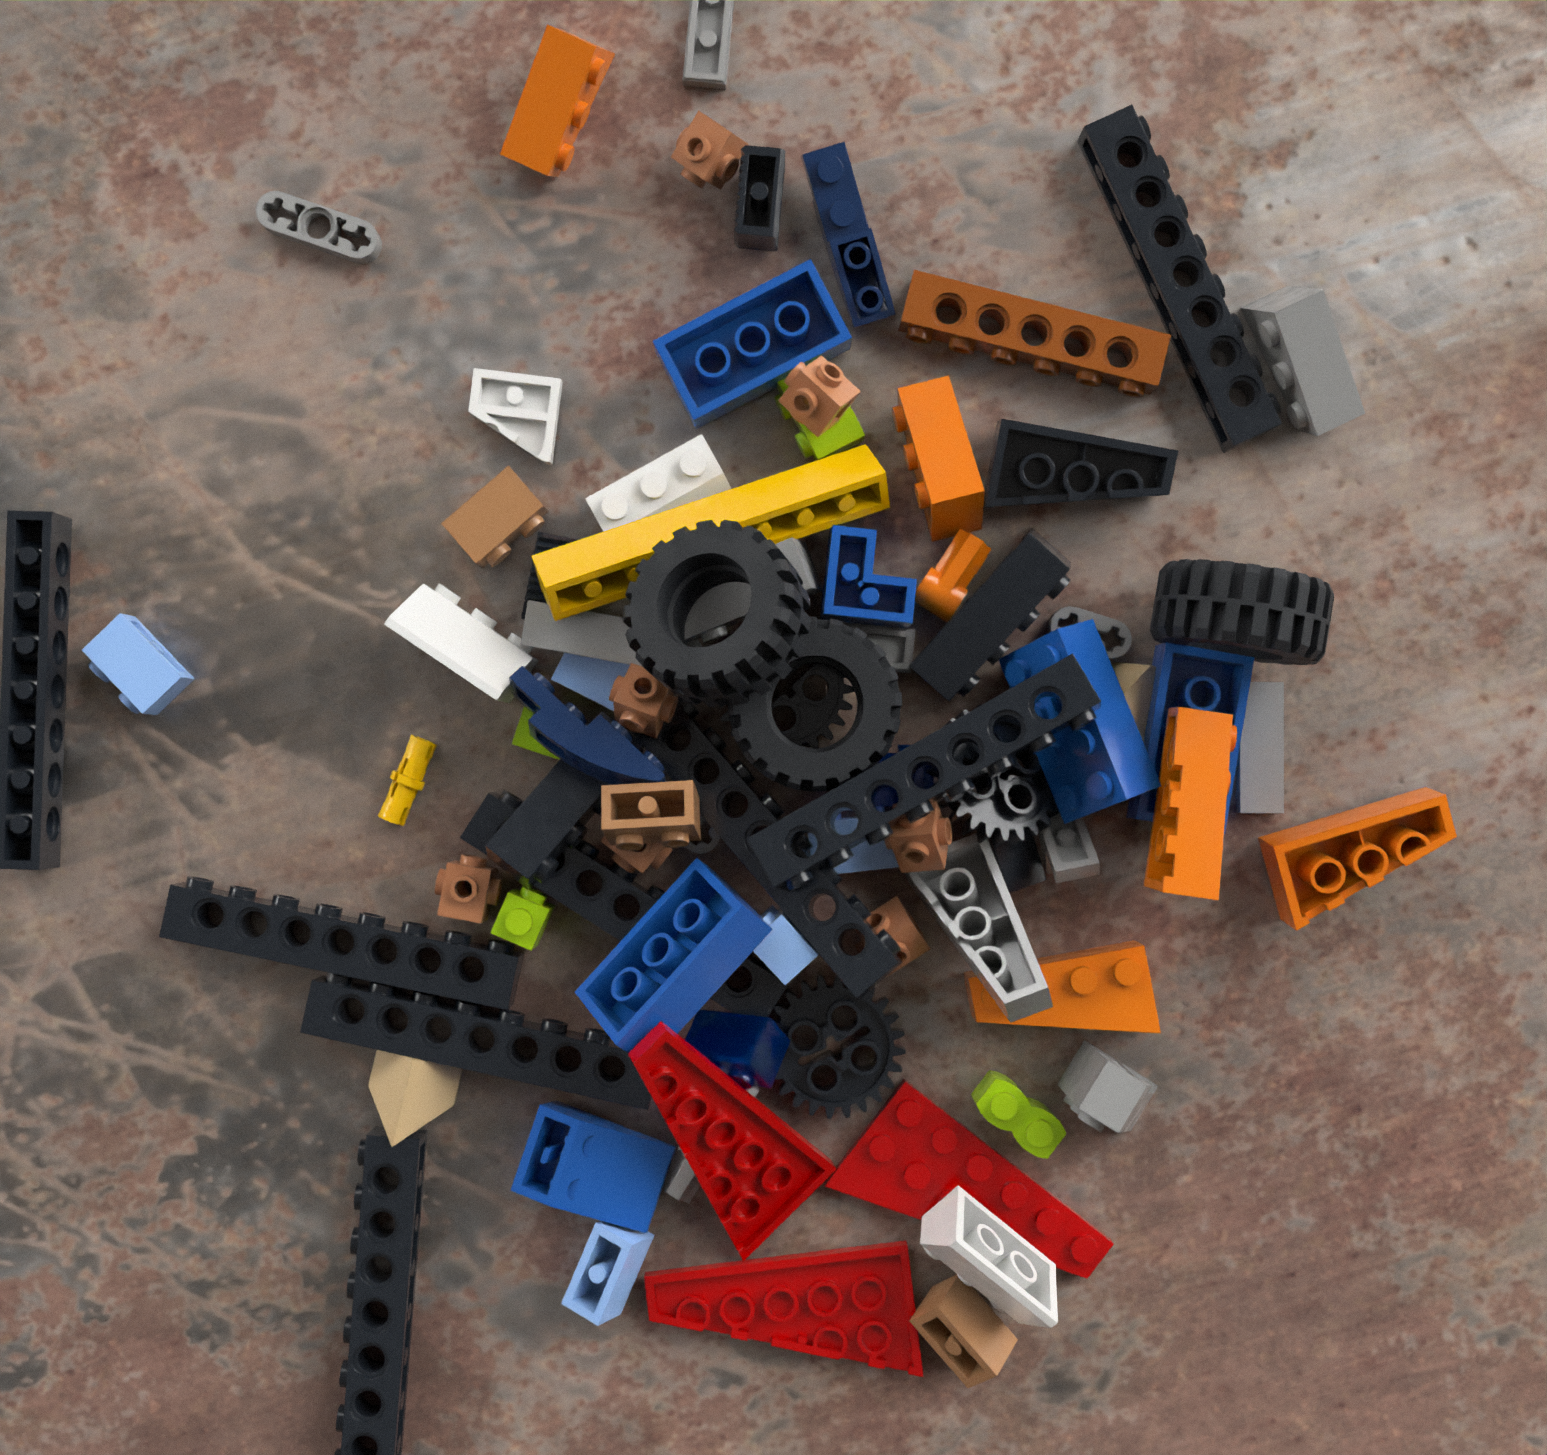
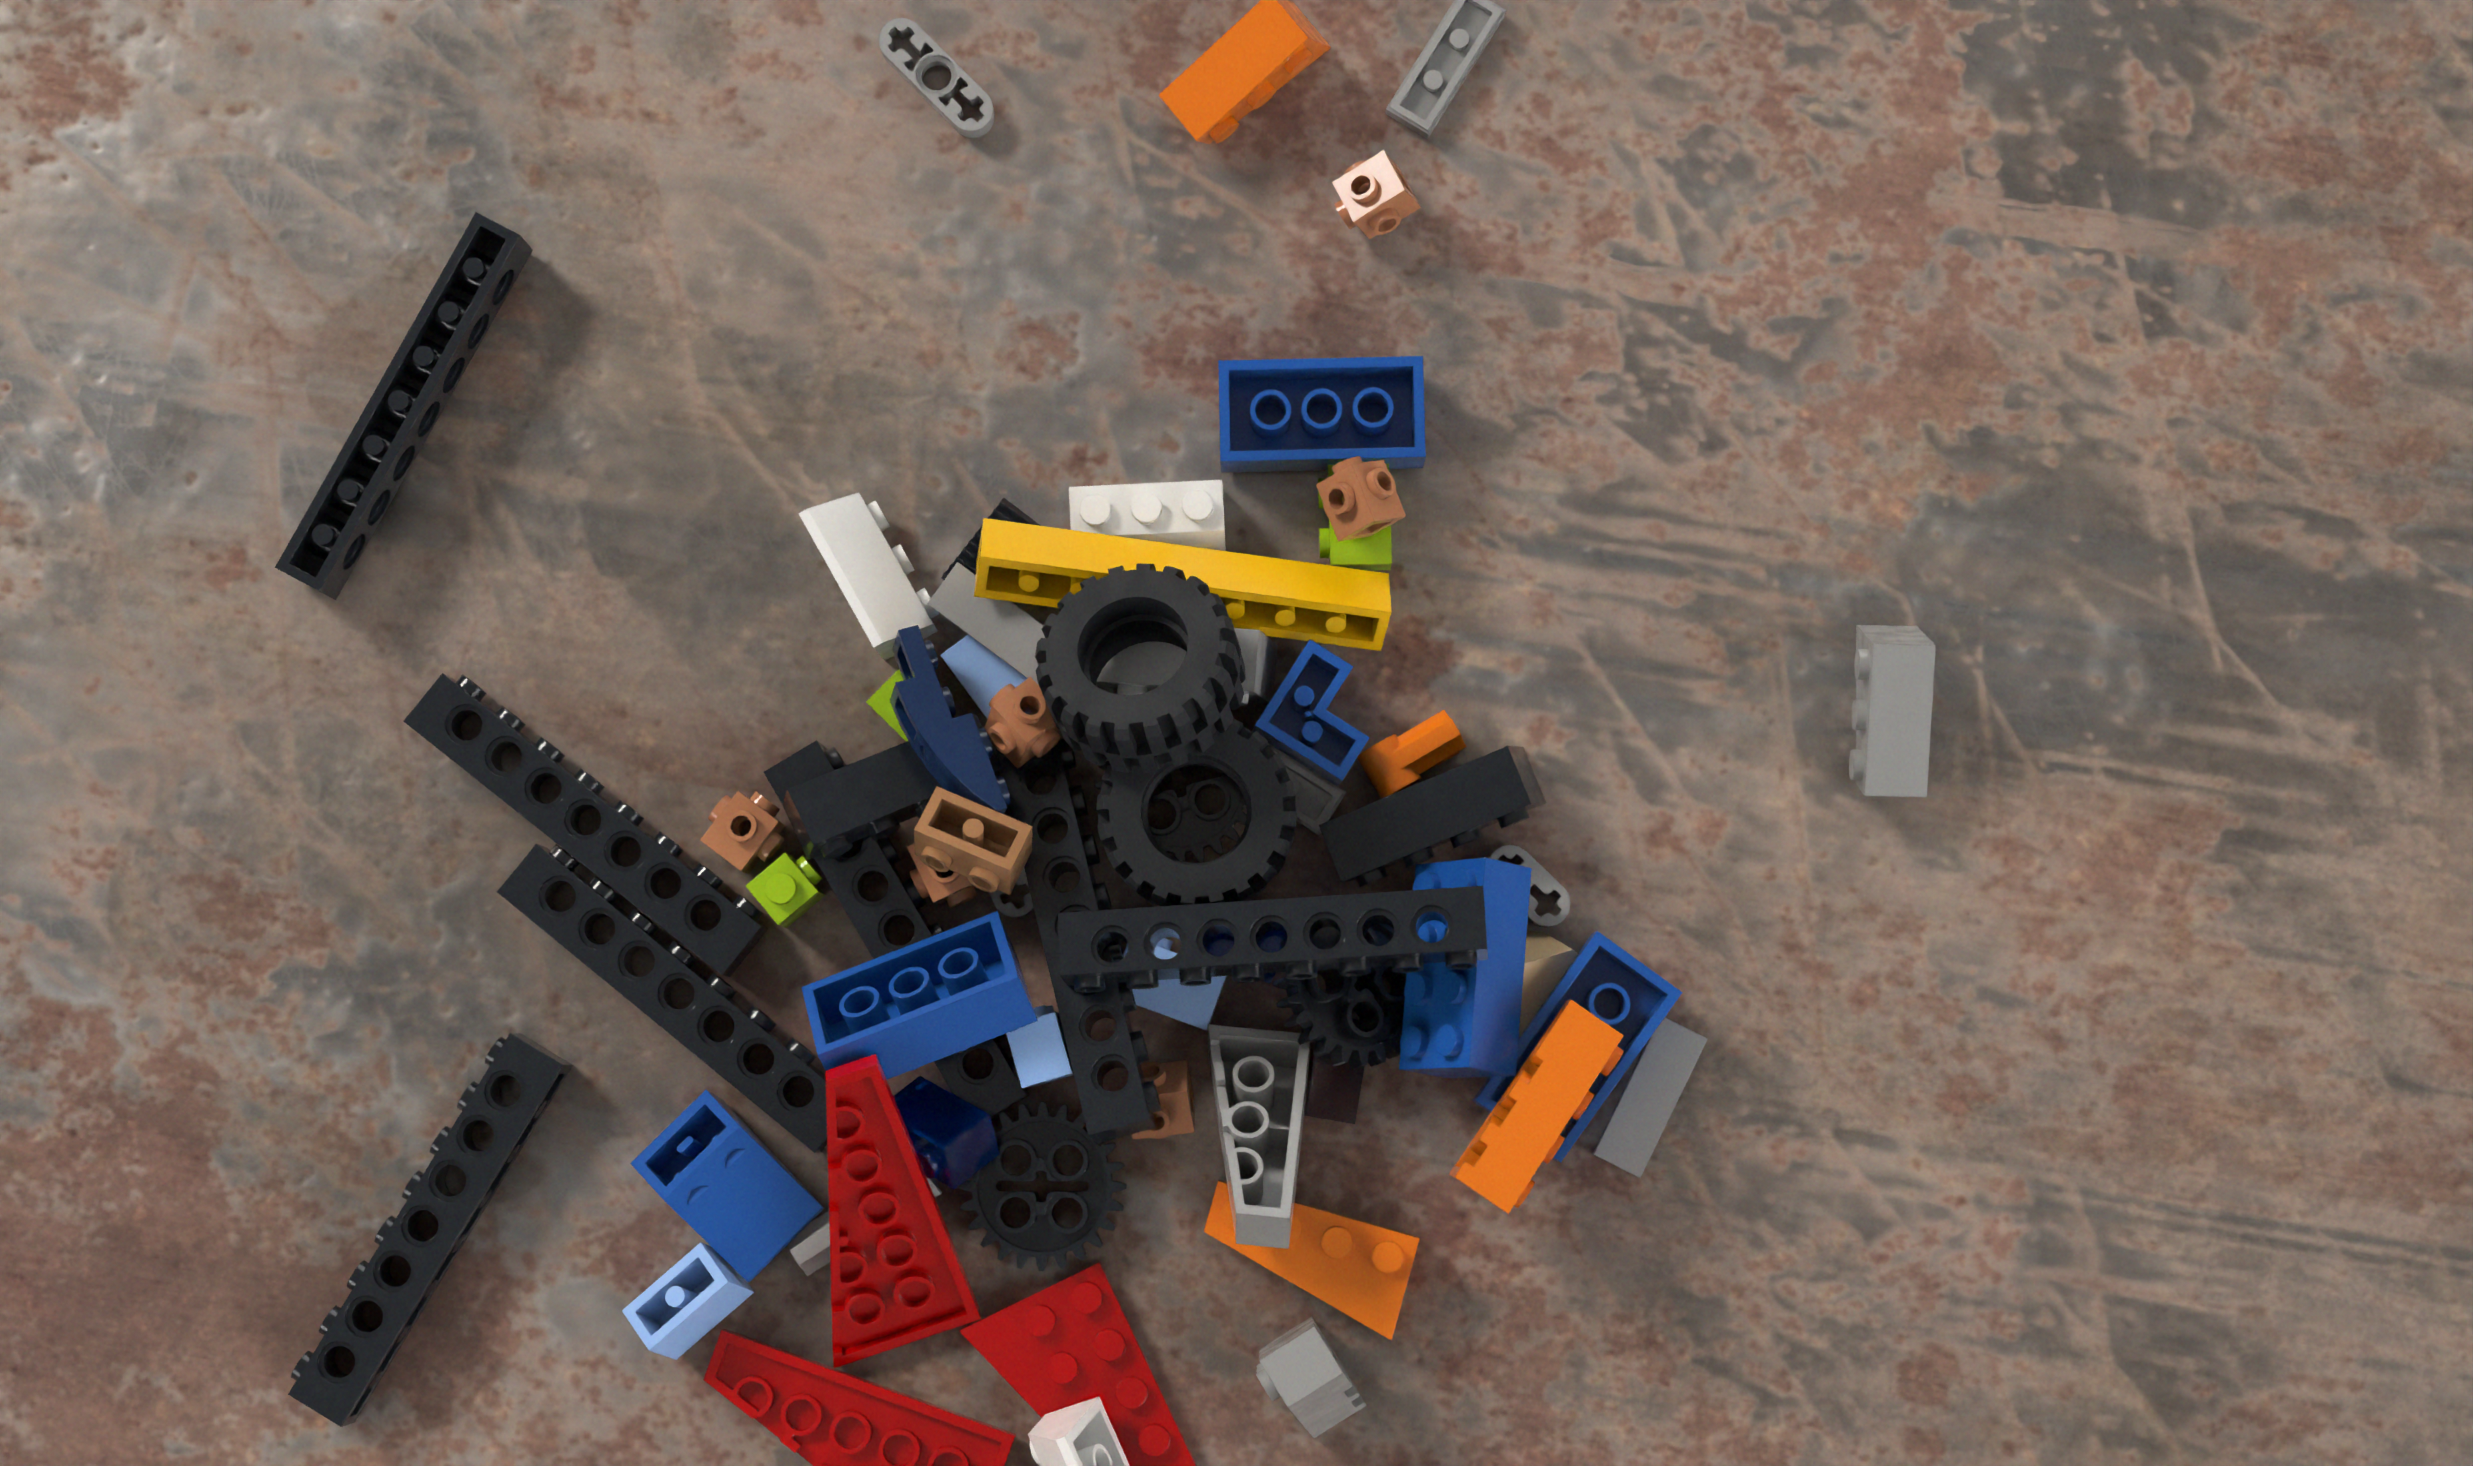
camera: 30 degrees right, 5 degrees down
(136, 665) = (522, 432): light blue brick -> none
(407, 780) = (738, 687): yellow pin -> none
(411, 1092) = (579, 1012): tan slope -> none
(496, 518) = (967, 463): medium nougat brick -> none
(518, 408) = (1048, 361): white wing -> none
(759, 198) = (1403, 268): black brick -> none
(847, 235) = (1477, 350): dark blue slope -> none
(921, 844) = (1238, 1011): nougat brick -> none
(941, 457) = (1459, 625): orange wedge -> none
(1010, 1110) = (1207, 1368): lime brick -> none
(1062, 465) = (1581, 696): black wedge -> none
(1068, 850) = (1391, 1099): light grey slope -> none
(1131, 134) = (1818, 384): black brick -> none
(1142, 347) = (1534, 451): dark orange brick -> none
(1243, 610) = (1689, 935): black tyre -> none
(1338, 855) = (1678, 1249): orange wedge -> none

